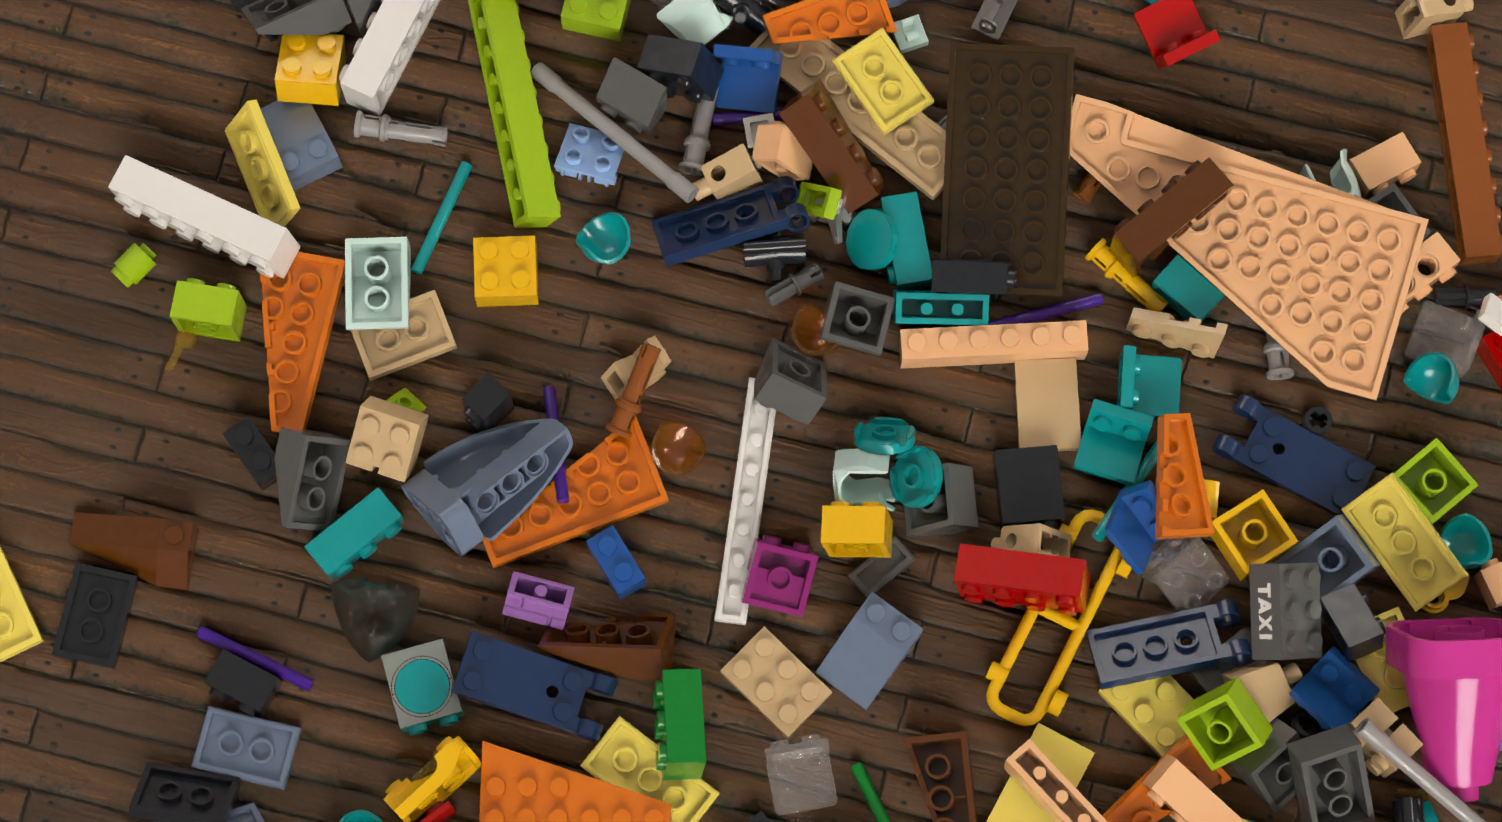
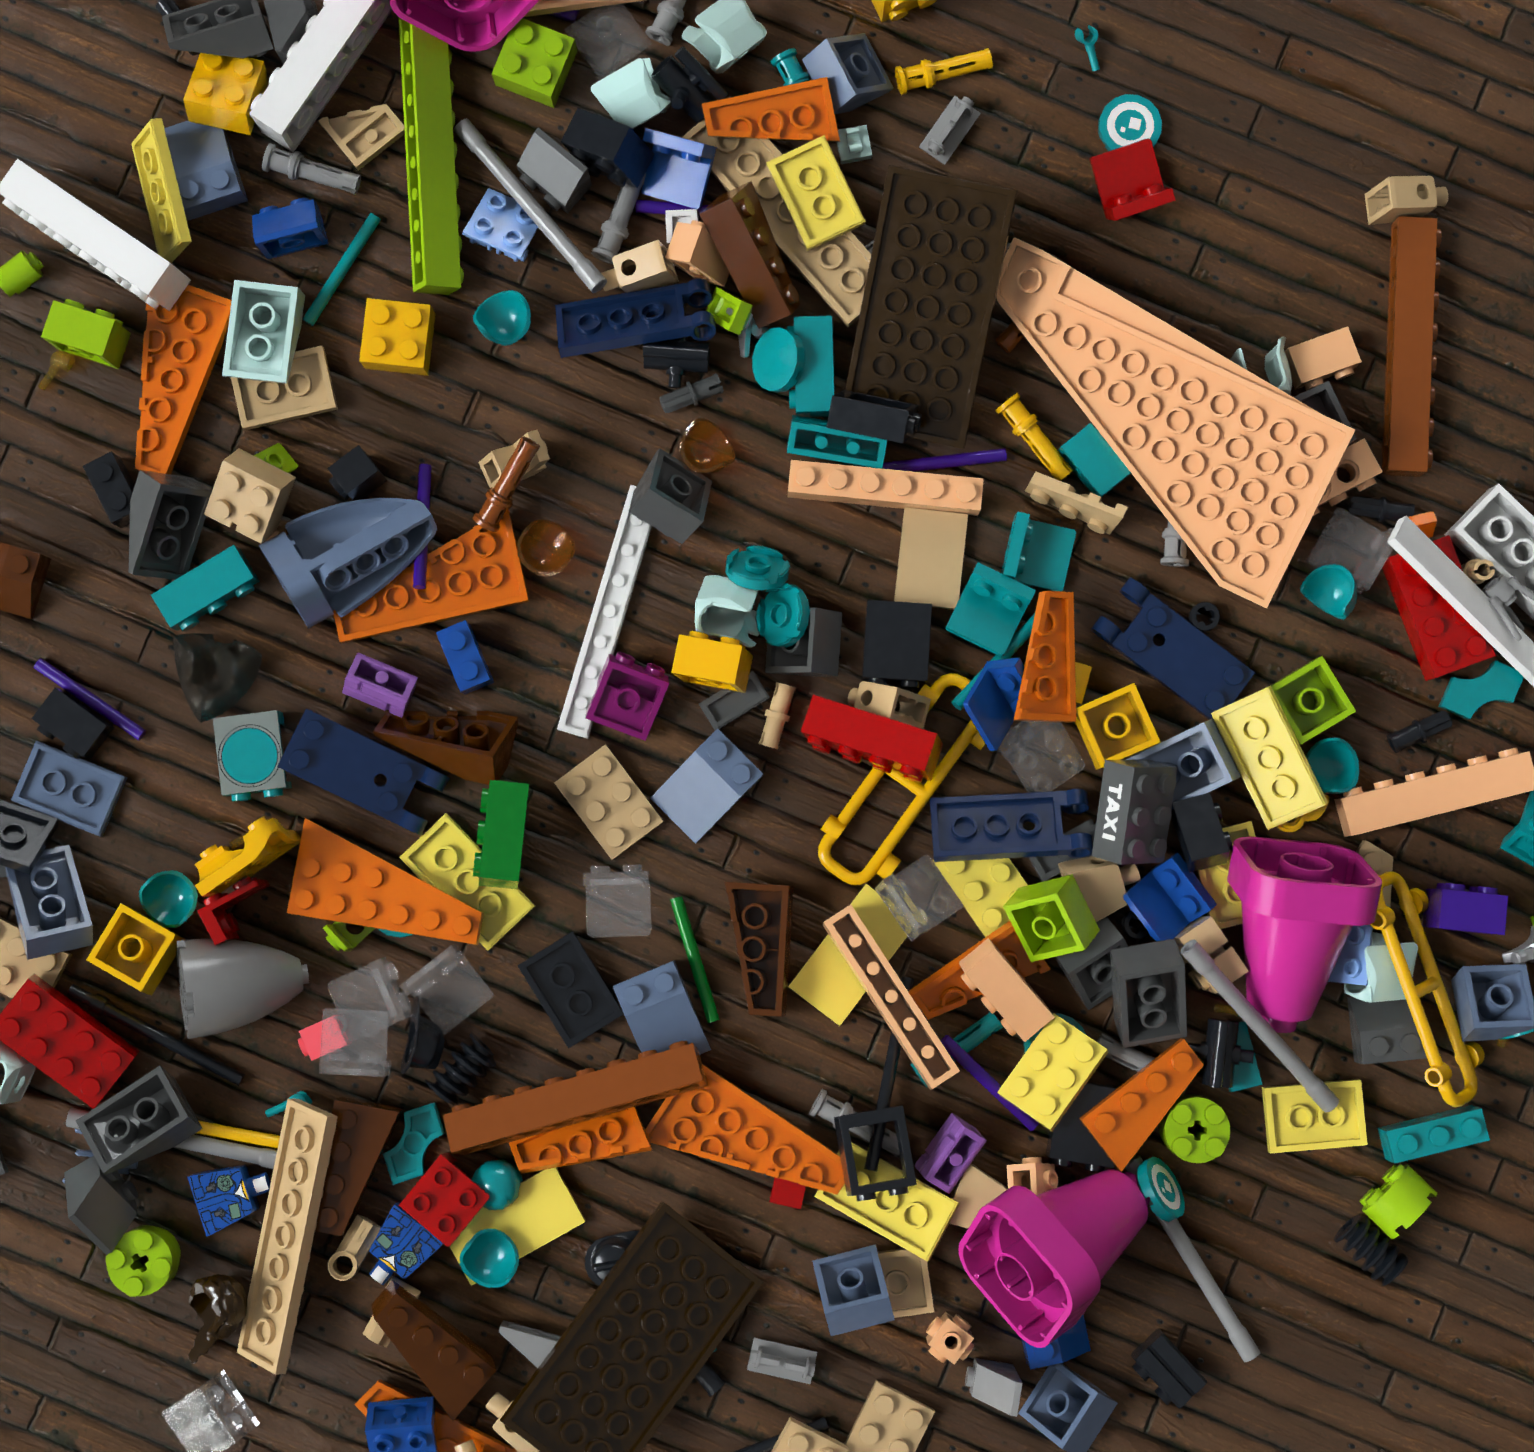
camera: 10 degrees right, 10 degrees up
(388, 185) = (289, 228): none -> blue slope
(445, 88) = (364, 133): none -> tan wing
(857, 318) = (748, 442): dark grey slope -> none
(925, 574) = (777, 715): none -> tan pin
(1092, 727) = (919, 897): none -> clear bracket
(1169, 214) = (1088, 382): reddish brown wedge -> none

